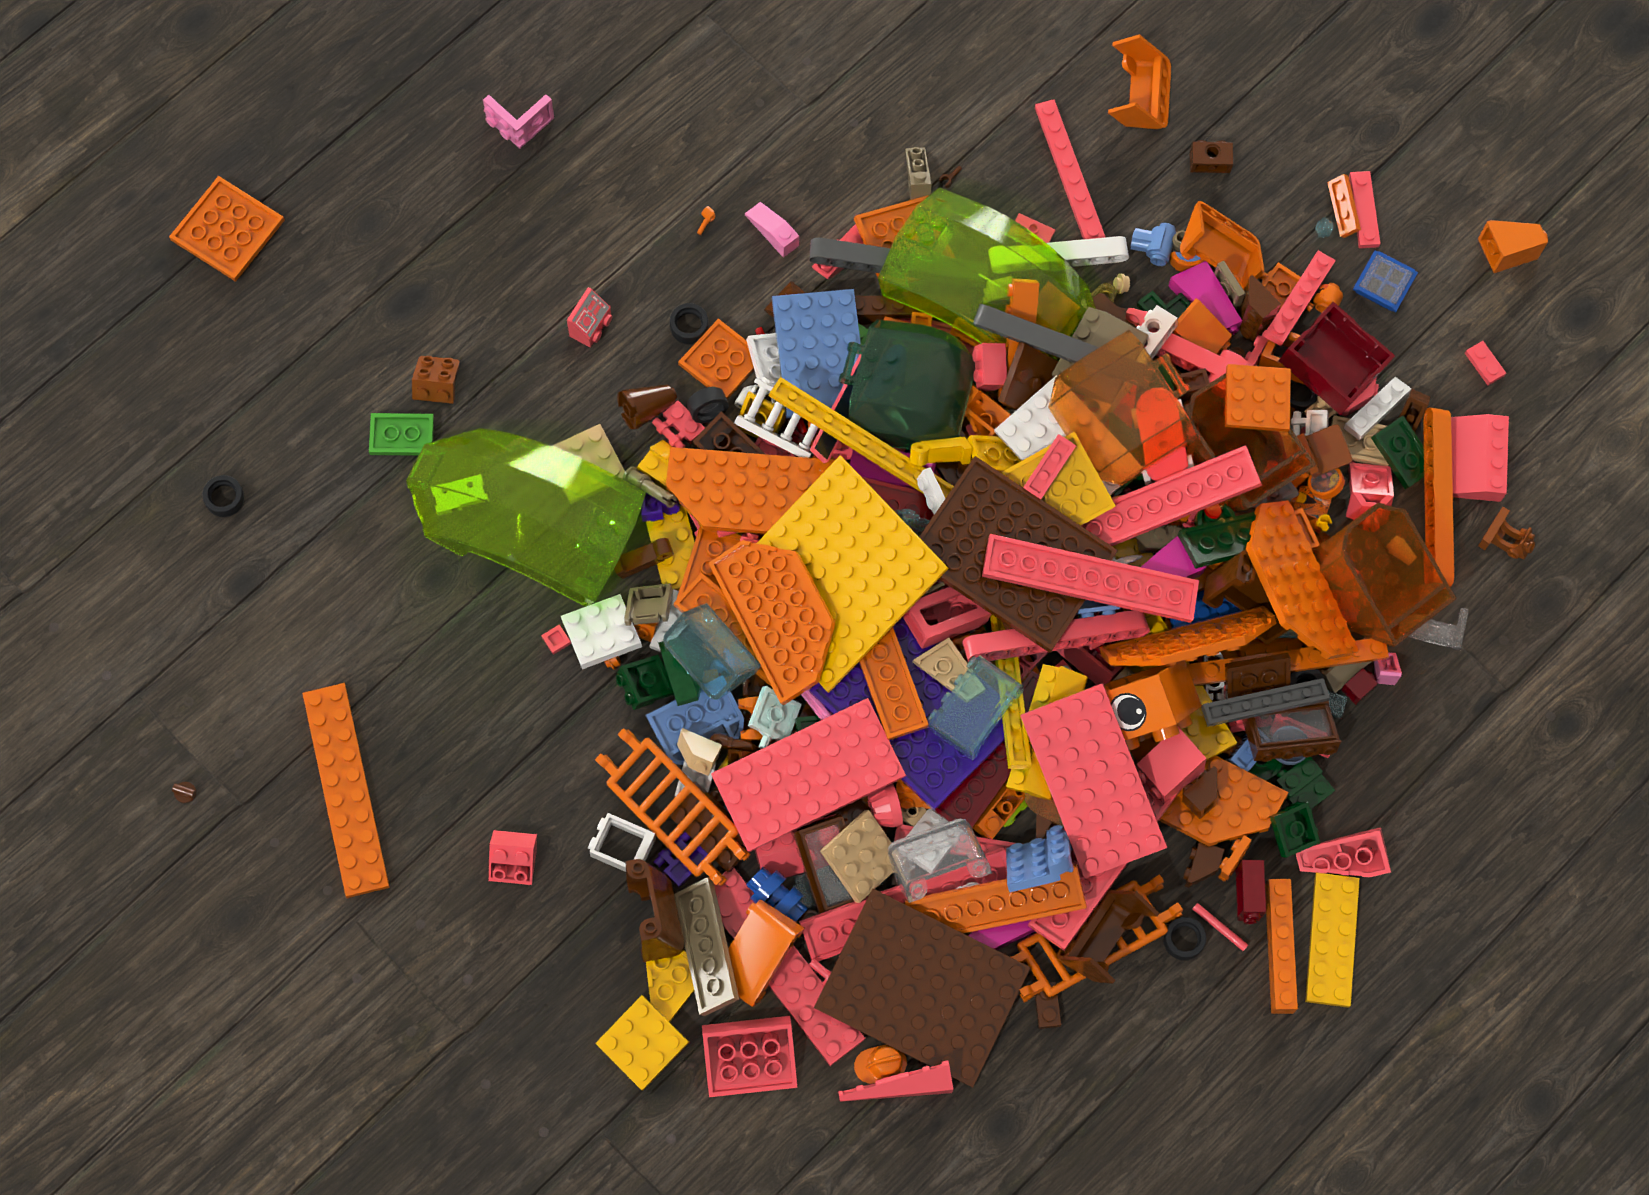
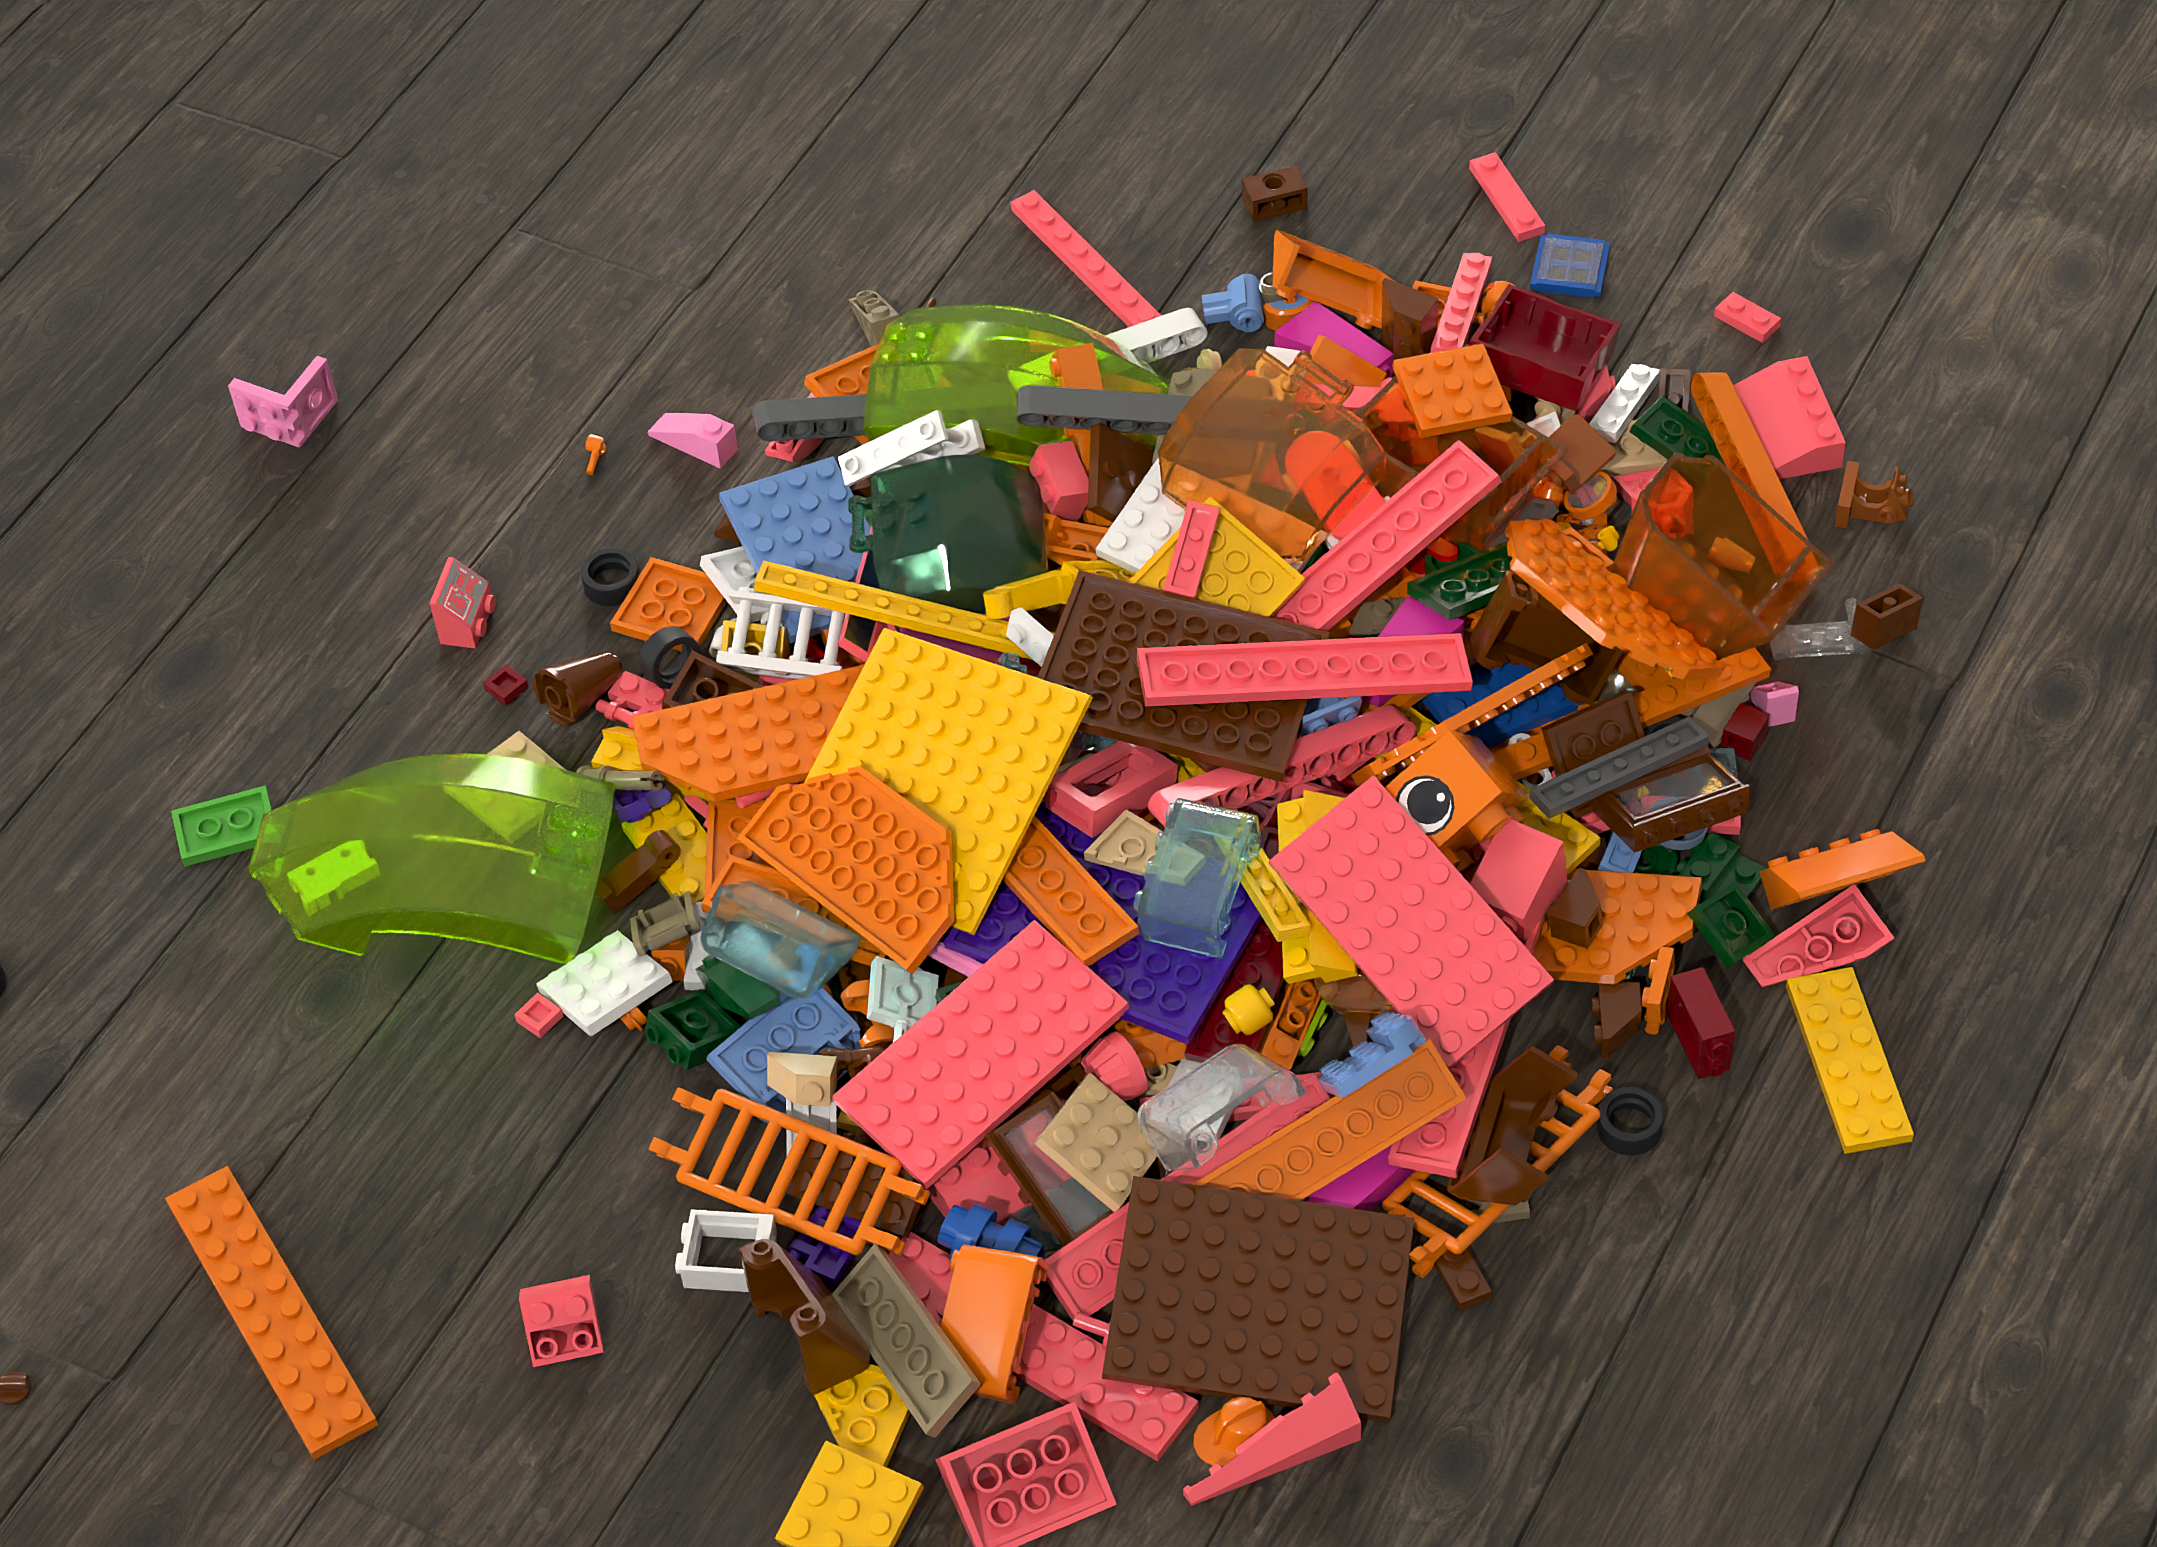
camera: 10 degrees left, 20 degrees down
(435, 379) = (256, 746): dark orange bracket -> none
(601, 385) = (505, 685): none -> dark red plate
(901, 315) = (910, 444): none -> white fence
(978, 798) = (1248, 1009): none -> yellow head
(1149, 84) = (1155, 132): orange windscreen -> none
(1220, 927) = (1676, 1092): coral bar -> none
(1230, 284) = (1359, 313): dark tan tile -> none
(1281, 946) = (1779, 1089): orange brick -> none
(1324, 227) = (1461, 228): clear light blue plate -> none
(1344, 206) = (1477, 197): plate -> none
(1376, 814) = (1837, 868): none -> orange slope
(1480, 634) = (1886, 616): none -> reddish brown brick
(1511, 243) = (1721, 171): orange slope -> none

